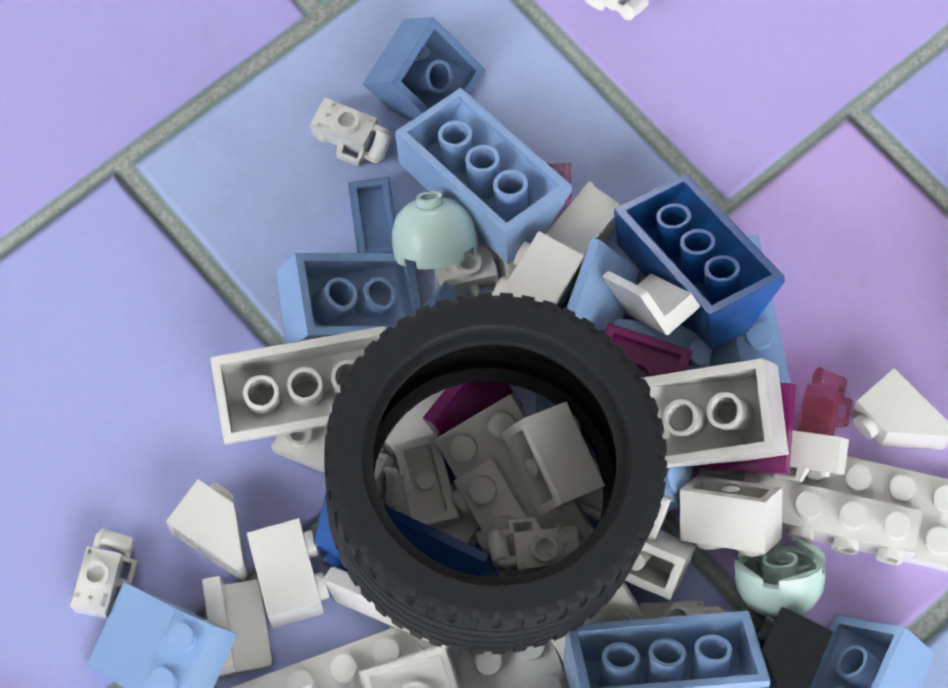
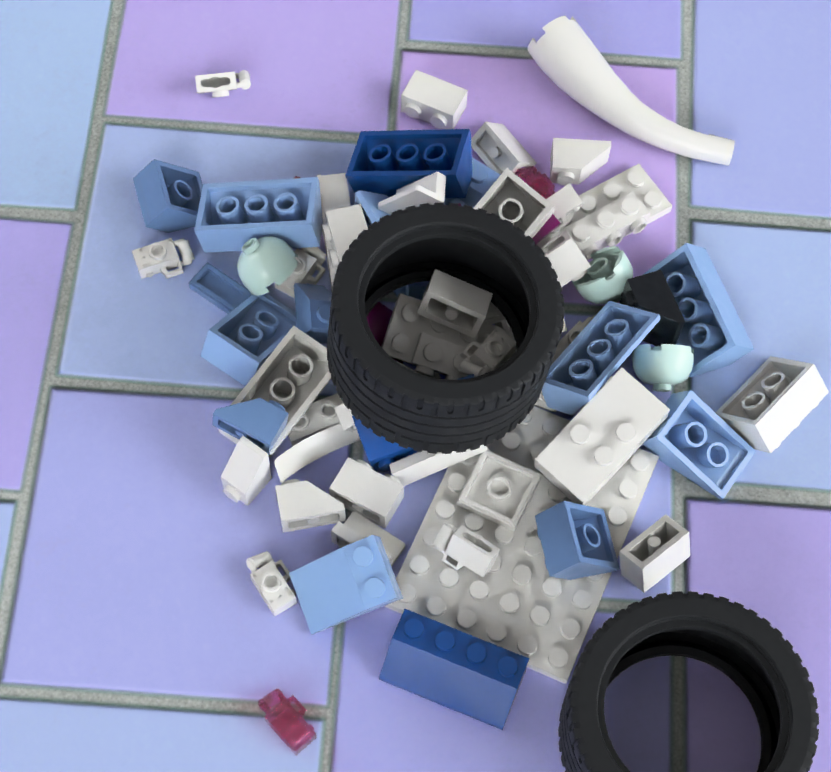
camera: 50 degrees left, 5 degrees down
(187, 438) = (246, 472): none -> white slope
(232, 395) = (255, 419): none -> medium blue slope
(269, 472) = (313, 449): none -> white sticker
(812, 207) = (433, 100): none -> white brick
(830, 330) = (500, 148): none -> white panel

